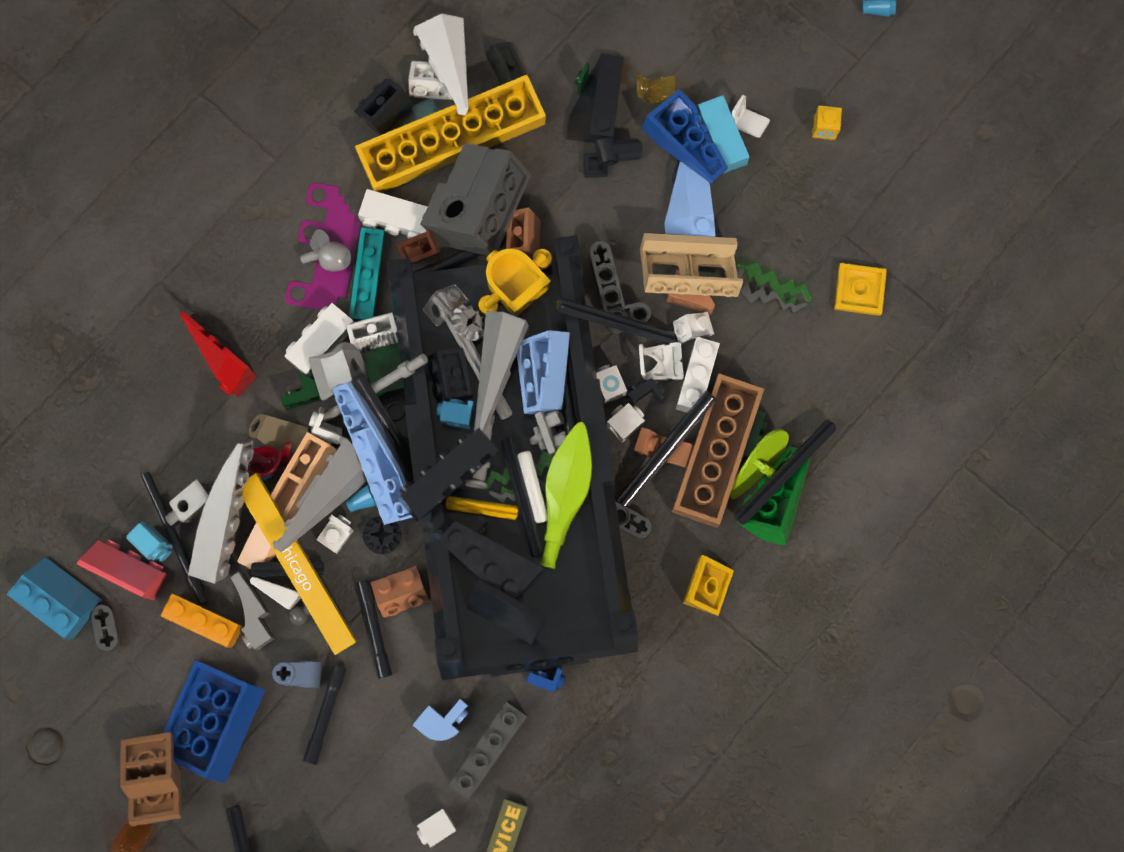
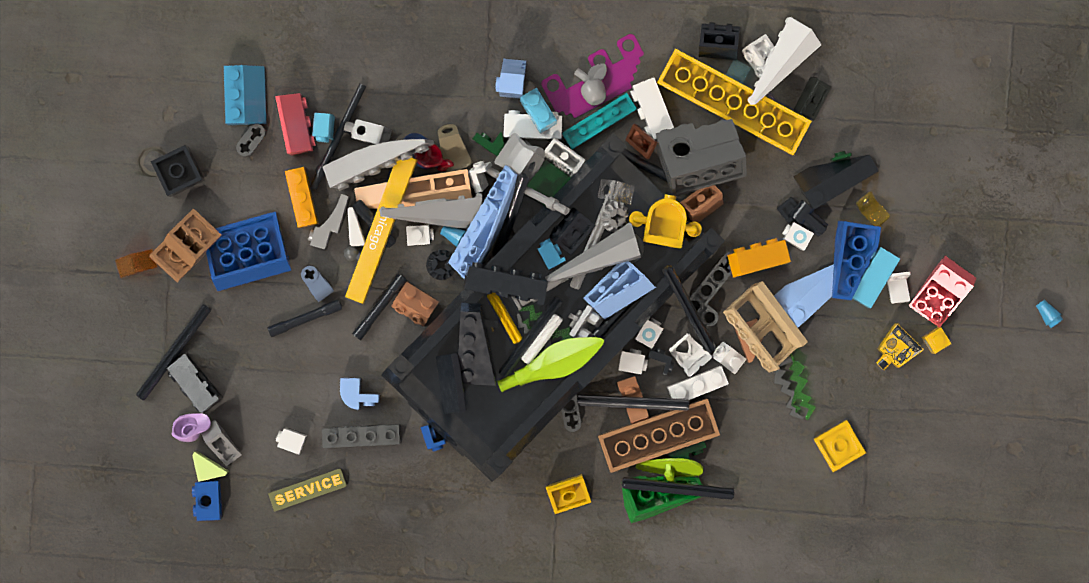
camera: 60 degrees right, 10 degrees up
(71, 726) = (177, 171): none -> black brick
(226, 366) = (470, 76): red wedge -> none
(260, 325) = (511, 79): none -> light blue wedge
(307, 318) = (538, 110): none -> medium azure brick
(618, 222) = (758, 257): none -> light orange brick
(626, 174) = (797, 236): none -> white brick
(784, 84) = (943, 291): none -> coral slope
(806, 163) = (897, 348): none -> torso

